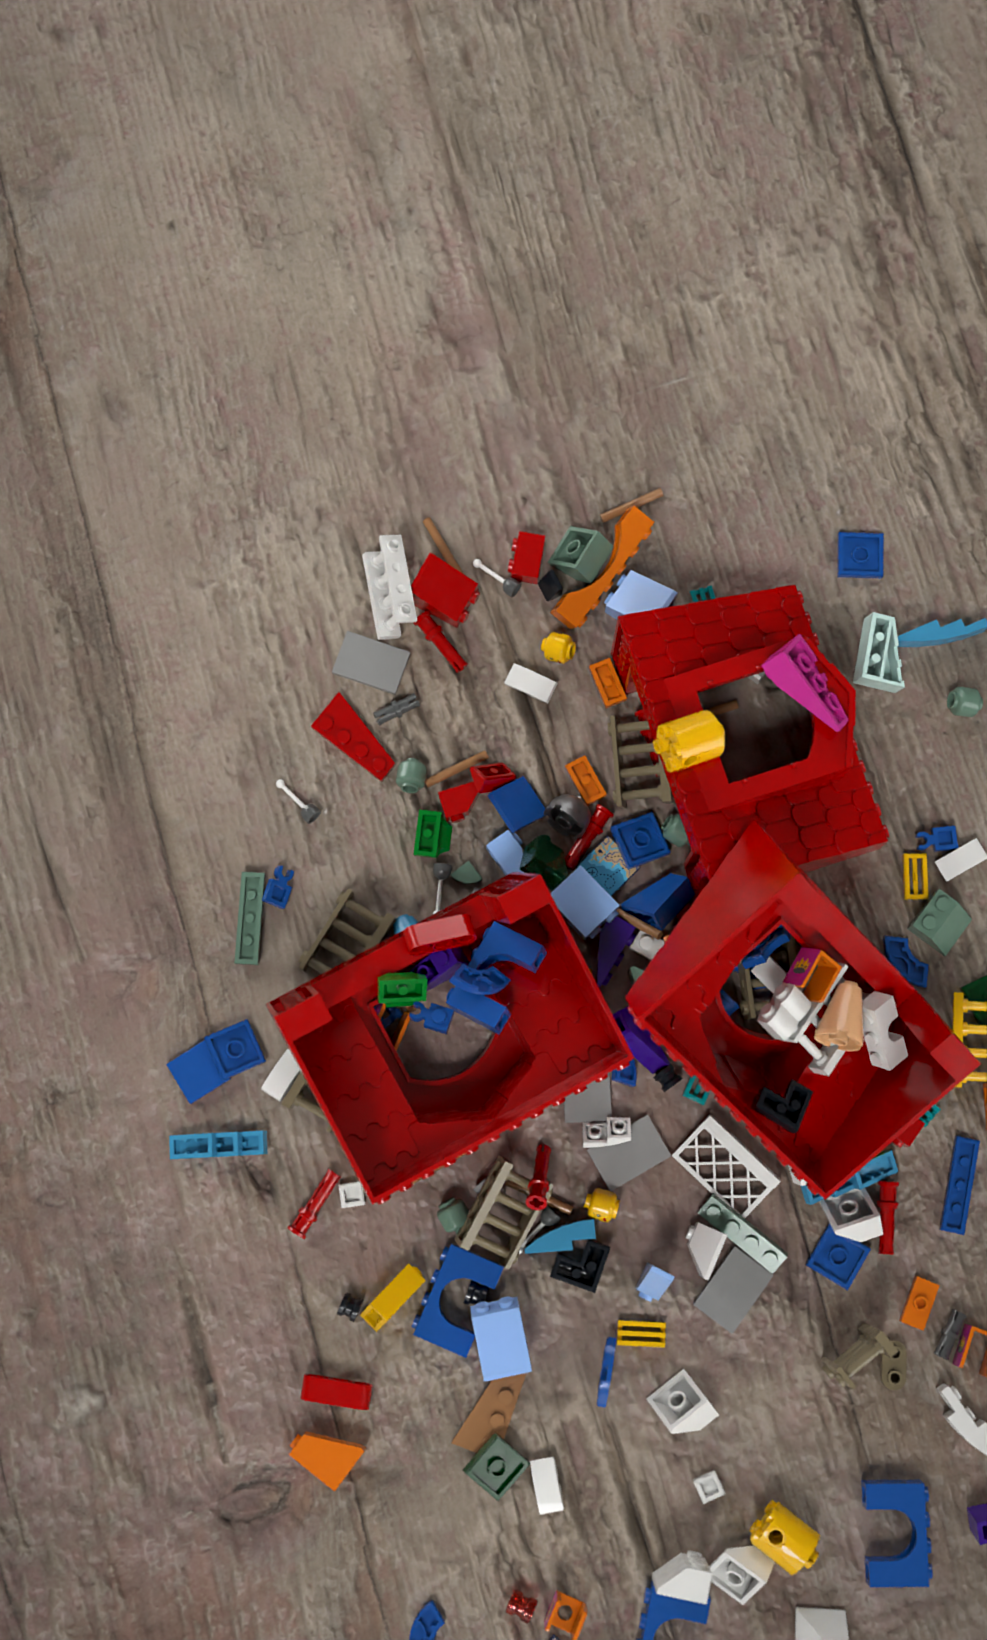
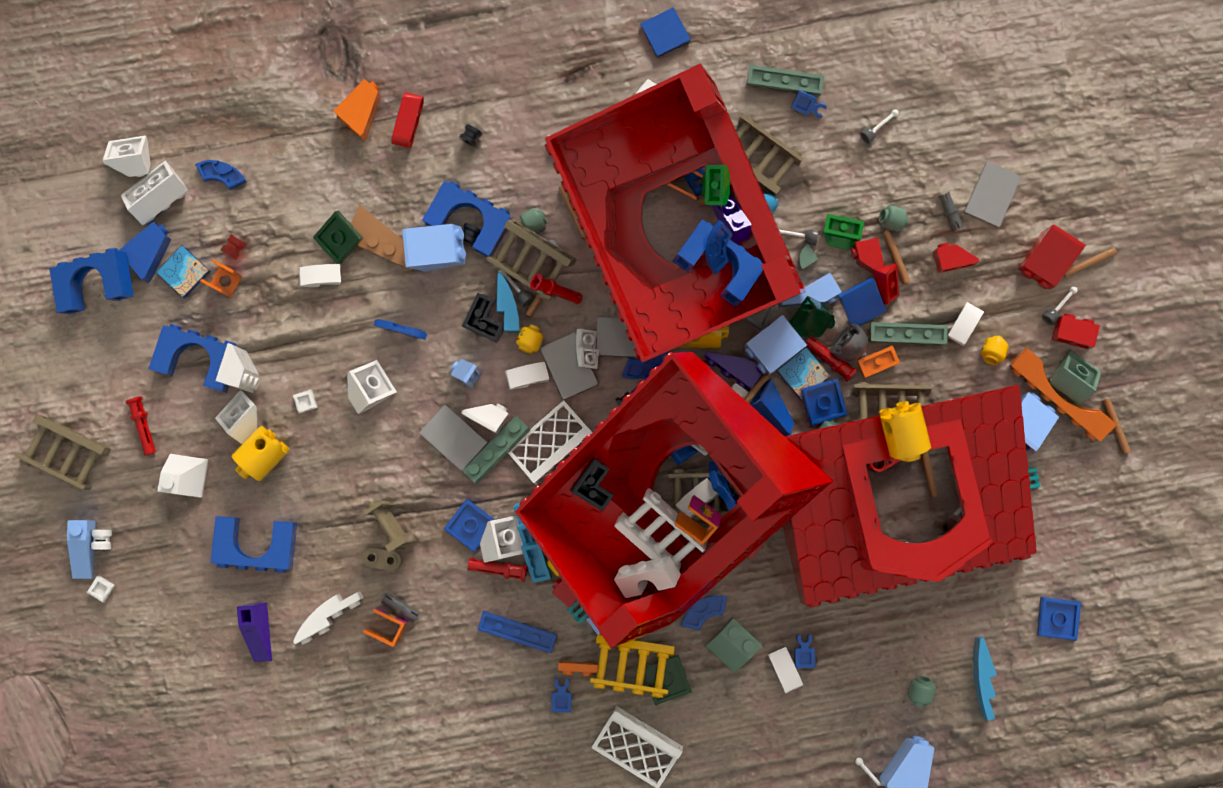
camera: 90 degrees right, 5 degrees up
(218, 1144) = (606, 43): dark azure slope -> none
(234, 1049) = (678, 57): blue tile -> none
(308, 1214) = (545, 109): red pin -> none
(350, 735) = (929, 174): red wing -> none
(389, 587) = (1057, 211): white fence -> none
(393, 1297) = (475, 169): yellow slope -> none
(434, 633) = (1014, 248): red pin -> none
(436, 1017) = (690, 212): blue plate -> none
(439, 934) = (757, 218): beam -> none
(452, 703) = (952, 257): none -> red slope
(548, 748) = (908, 333): none -> sand green plate
(550, 586) = (1048, 349): black slope -> none
(607, 683) = (961, 388): orange plate -> none
(647, 1204) = (527, 375): none -> white slope
(661, 1334) = (427, 357): yellow tile -> none
(784, 1011) = (669, 492): white brick -> none
(796, 674) = (953, 533): dark pink wedge -> none
(843, 1019) = (659, 541): light nougat cone -> none
(878, 655) = (968, 621): light aqua wedge -> none
(919, 1303) = (427, 586): orange plate -> none
(924, 876) = (774, 621): yellow tile -> none

